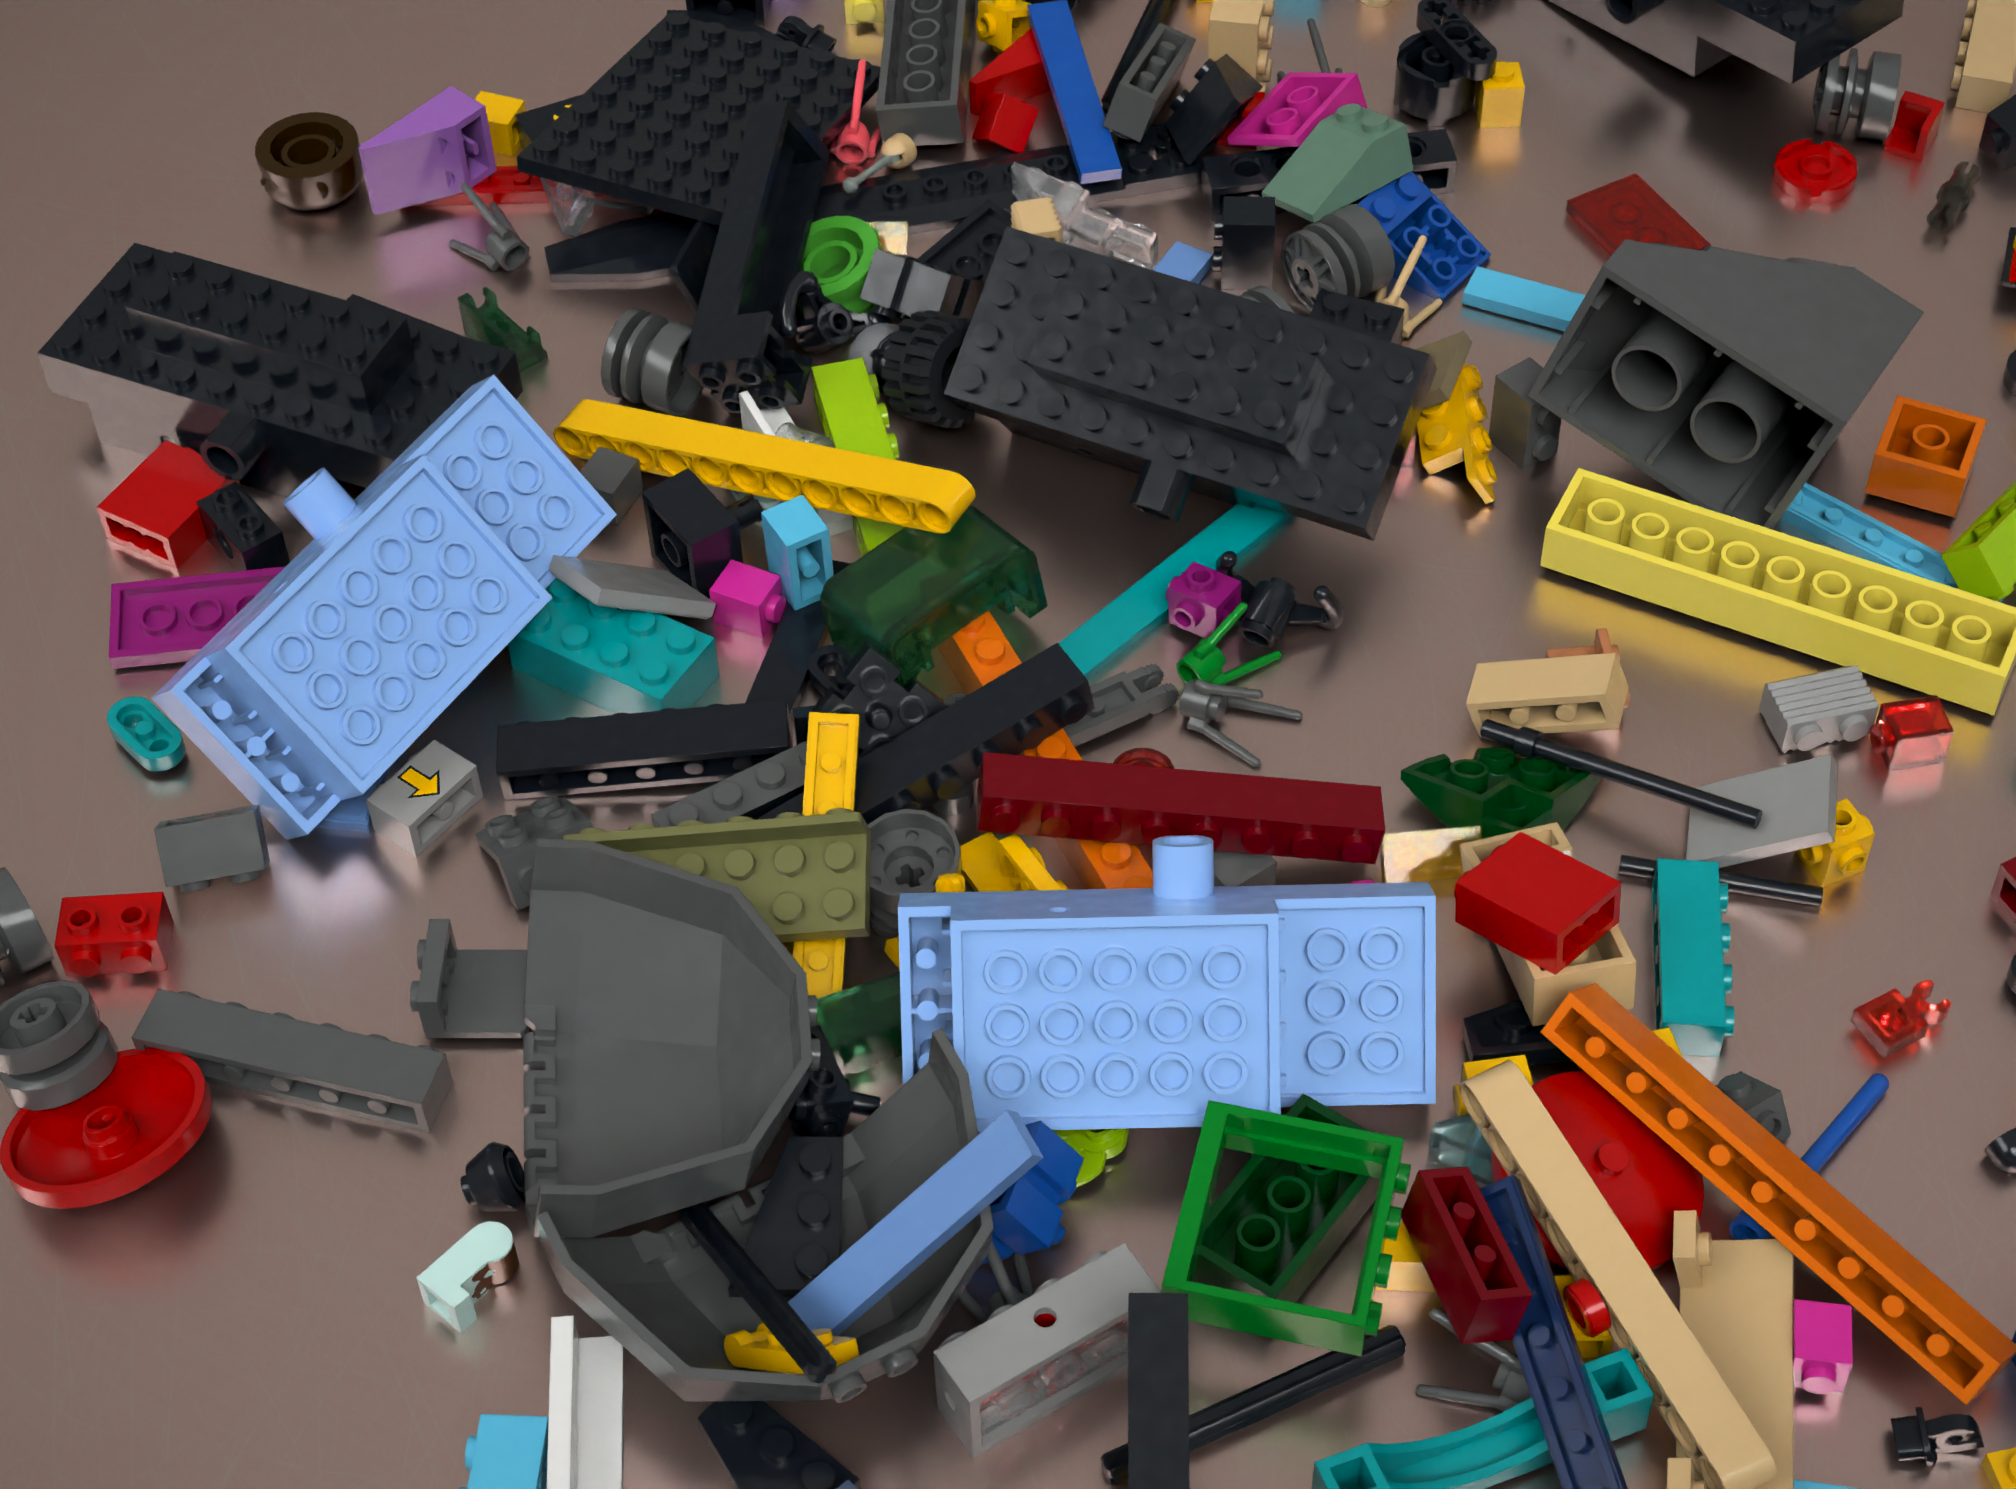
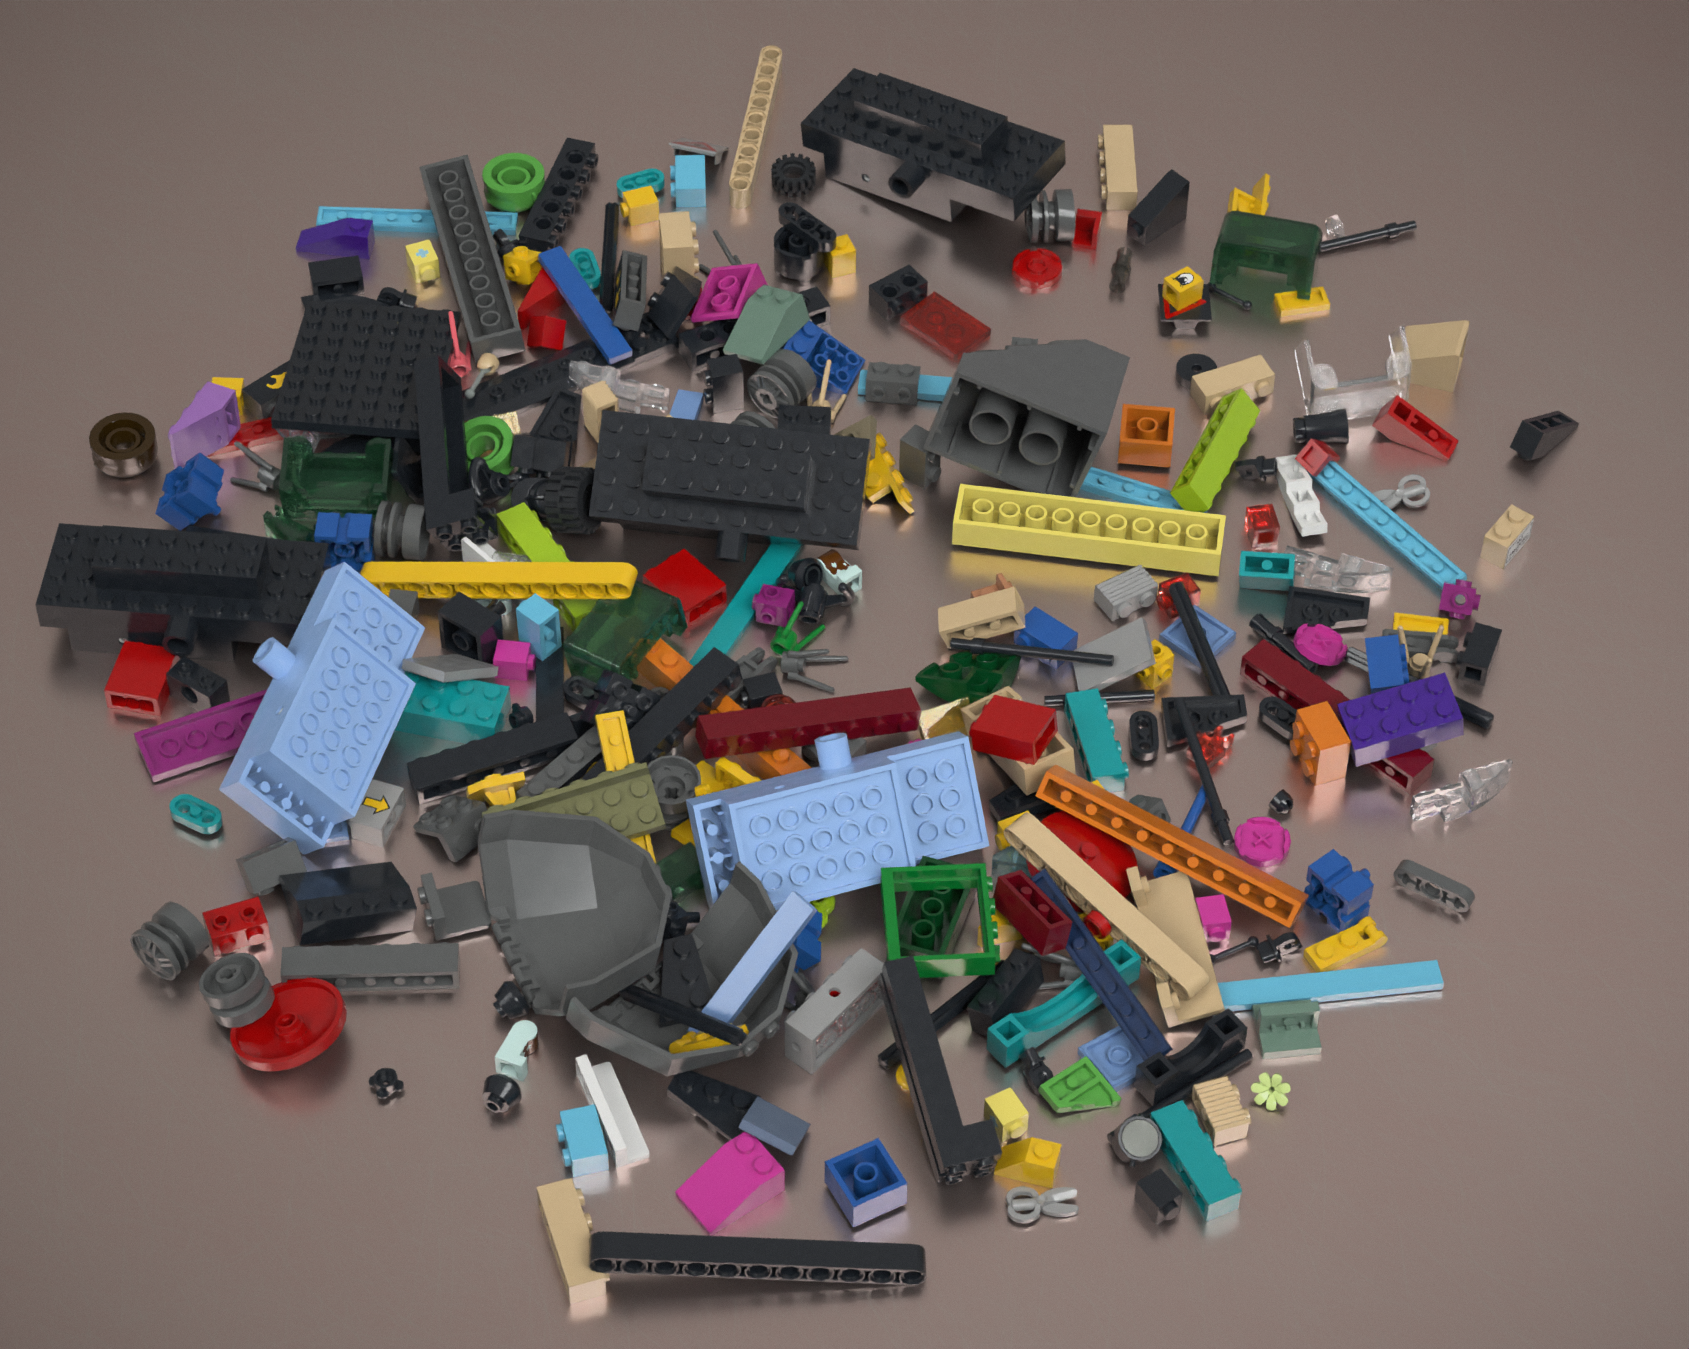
camera: 20 degrees left, 0 degrees up
(224, 1262) = (382, 1076): none -> black plate
(302, 938) = (348, 902): none -> black slope
(369, 244) = (190, 492): none -> blue brick
(402, 1349) = (500, 1093): none -> black cone
(558, 359) = (348, 538): none -> blue brick
(578, 272) = (334, 480): none -> clear green windscreen
(621, 800) = (497, 789): none -> yellow piece
(720, 689) = (520, 716): none -> black plate
(1074, 543) = (690, 581): none -> red brick
(1101, 44) = (587, 266): none -> teal plate
(1126, 731) = (758, 689): none -> black brick
(1275, 557) = (805, 572): none -> black cone
(1327, 564) = (838, 570): none -> light aqua leg
(1379, 1392) = (1006, 990): none -> black brick
(1521, 295) = (892, 383): none -> dark grey bracket
(1574, 162) = (898, 292): none -> black brick
(1655, 745) = (1046, 632): none -> blue brick
(1780, 969) = (1143, 741): none -> black plate
(1883, 1149) = (1219, 815): none -> black bar
(1884, 1411) = (1250, 942): none -> black hinge
(1888, 952) = (1205, 713): none -> black wing
(1928, 822) = (1198, 639): none -> black axle
(1929, 811) = (1216, 632): none -> medium blue tile
(1954, 1217) = (1262, 842): none -> dark pink tile

